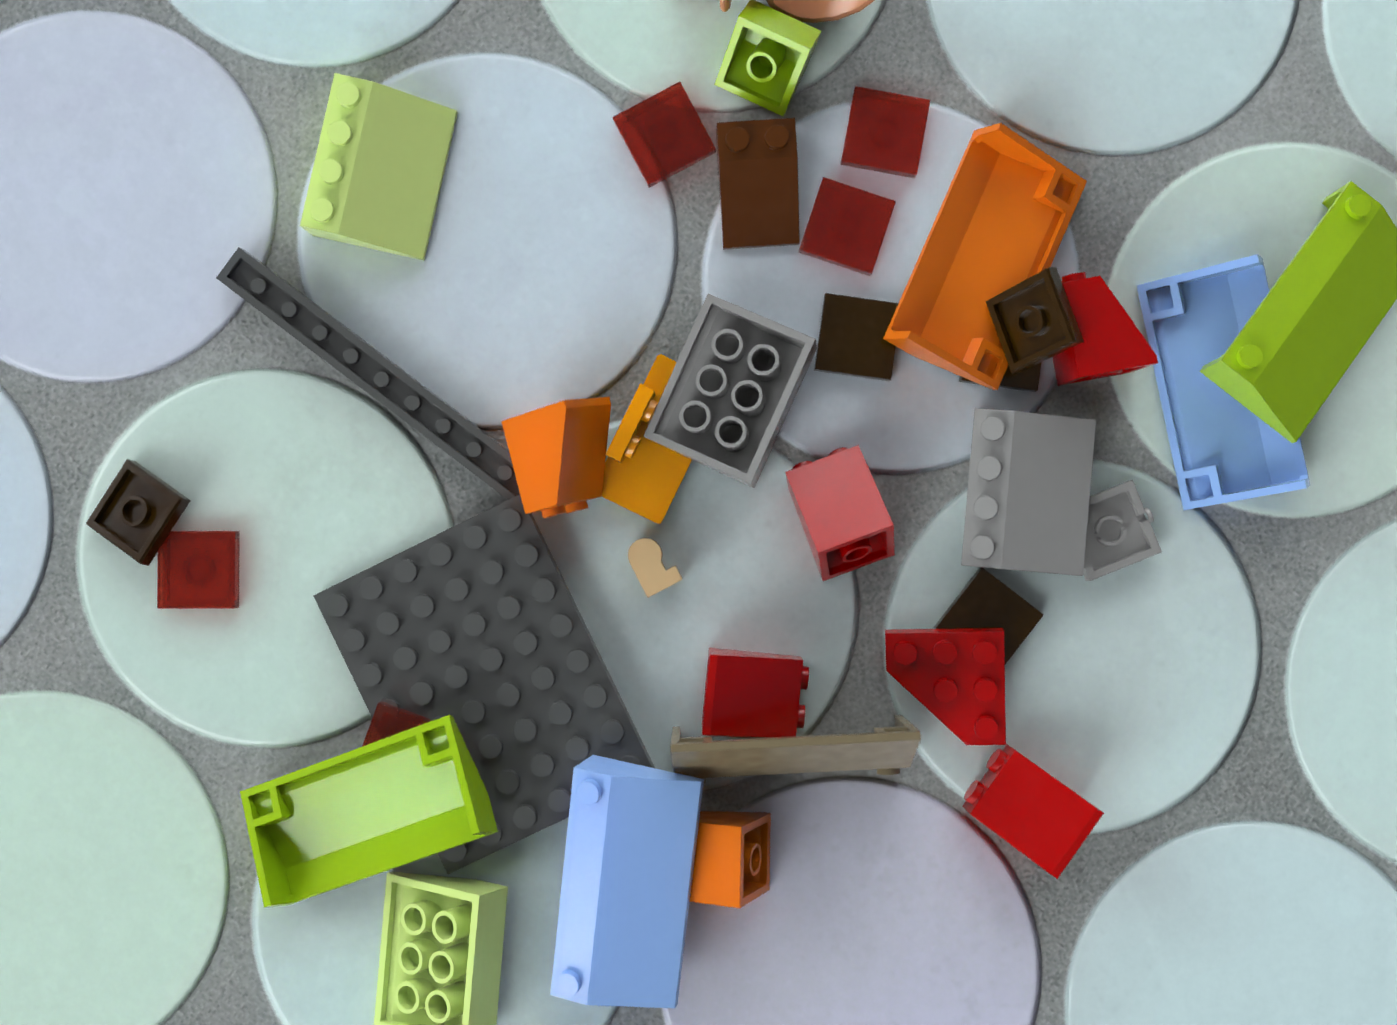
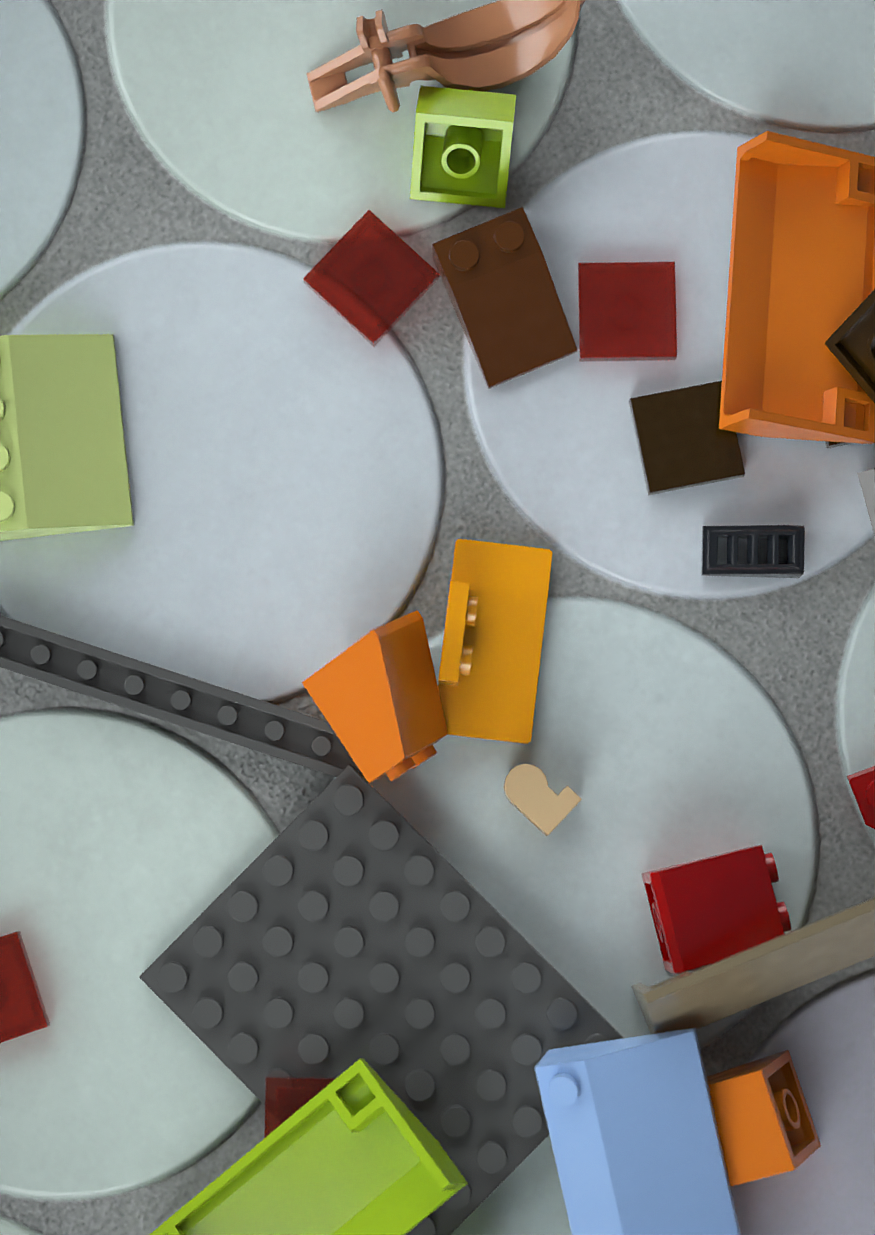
camera: 15 degrees left, 5 degrees down
(731, 390) = (560, 552): light grey slope -> none
(841, 512) = (743, 652): slope -> none
(885, 132) = (632, 185): clear red tile -> none
(895, 431) = (795, 551): none -> black slope

